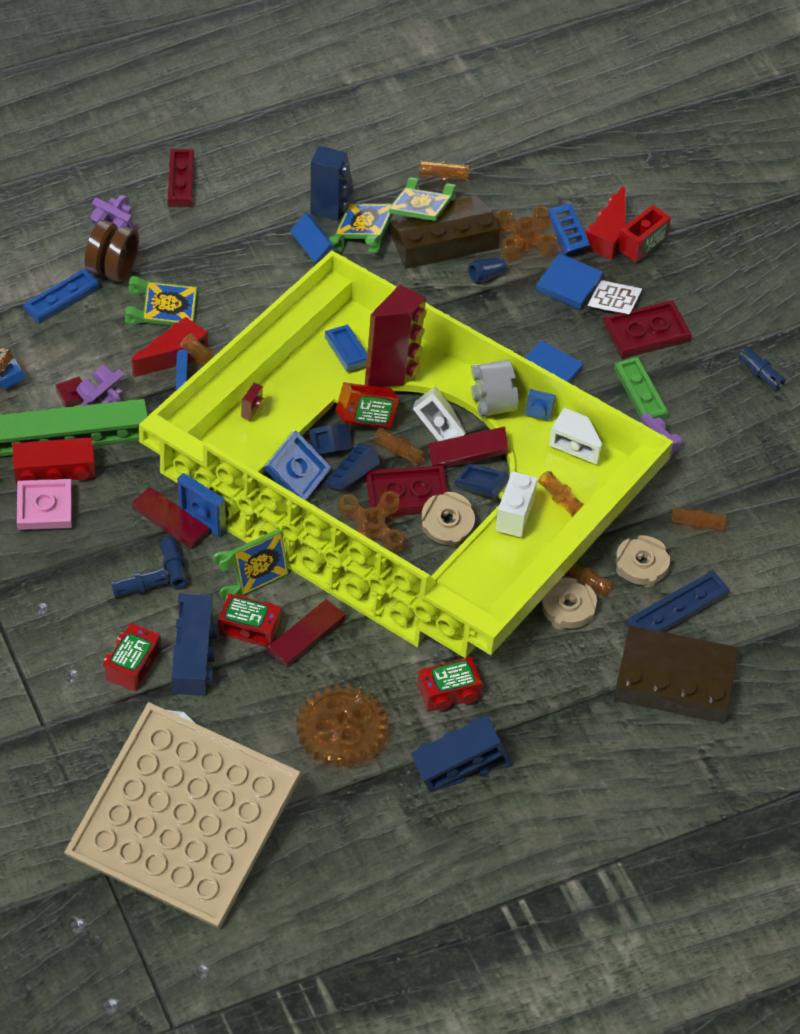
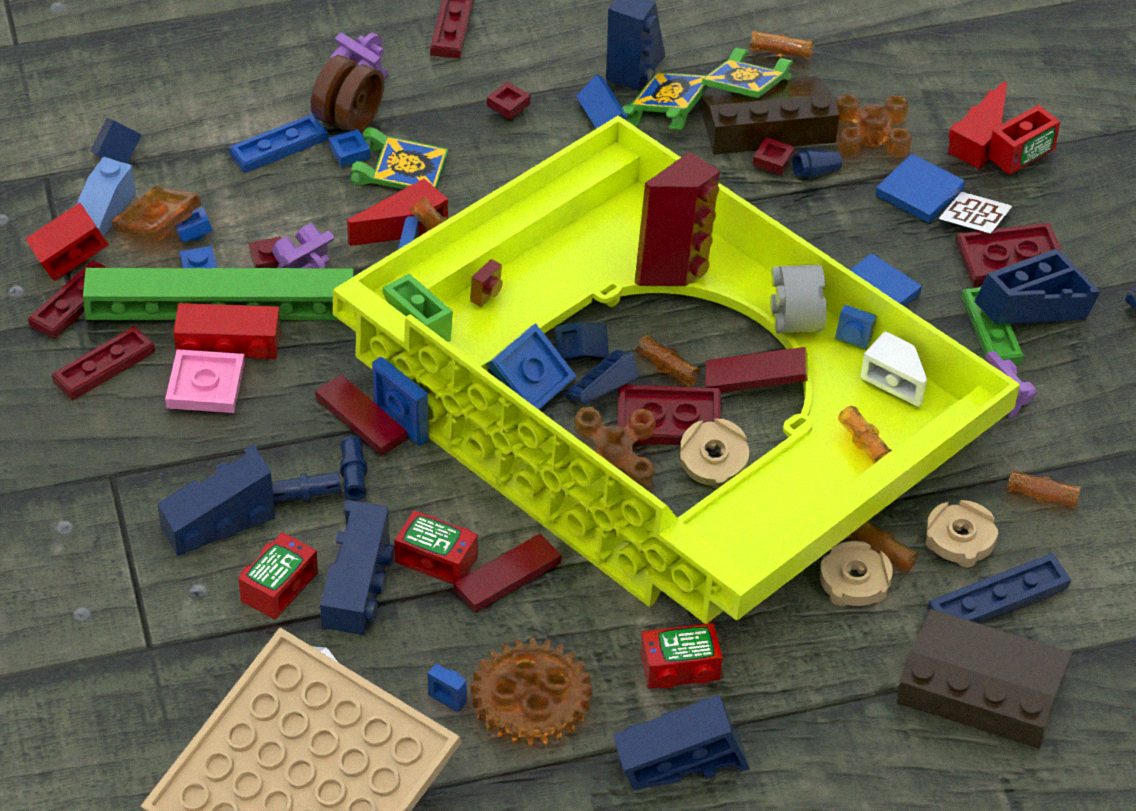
camera: 10 degrees right, 5 degrees down
(18, 403) = (198, 258): none -> blue plate
(77, 606) = (220, 505): none -> dark blue wedge
(119, 294) = (349, 147): none -> blue plate
(206, 428) = (413, 298): none -> bright green slope
(238, 241) = (508, 100): none -> dark red plate
(254, 563) = (455, 477): flag -> none
(278, 730) = (447, 687): none -> blue plate
(346, 347) = (618, 233): blue tile -> none
(366, 405) = (633, 304): brick -> none
(438, 415) = (723, 327): white slope -> none
(453, 266) = (773, 156): none -> dark red plate
(482, 480) = (766, 410): dark blue tile -> none
(516, 504) = (803, 440): white brick -> none
(563, 239) = (922, 148): blue slope -> none
(673, 360) = (1037, 291): none -> dark blue wedge

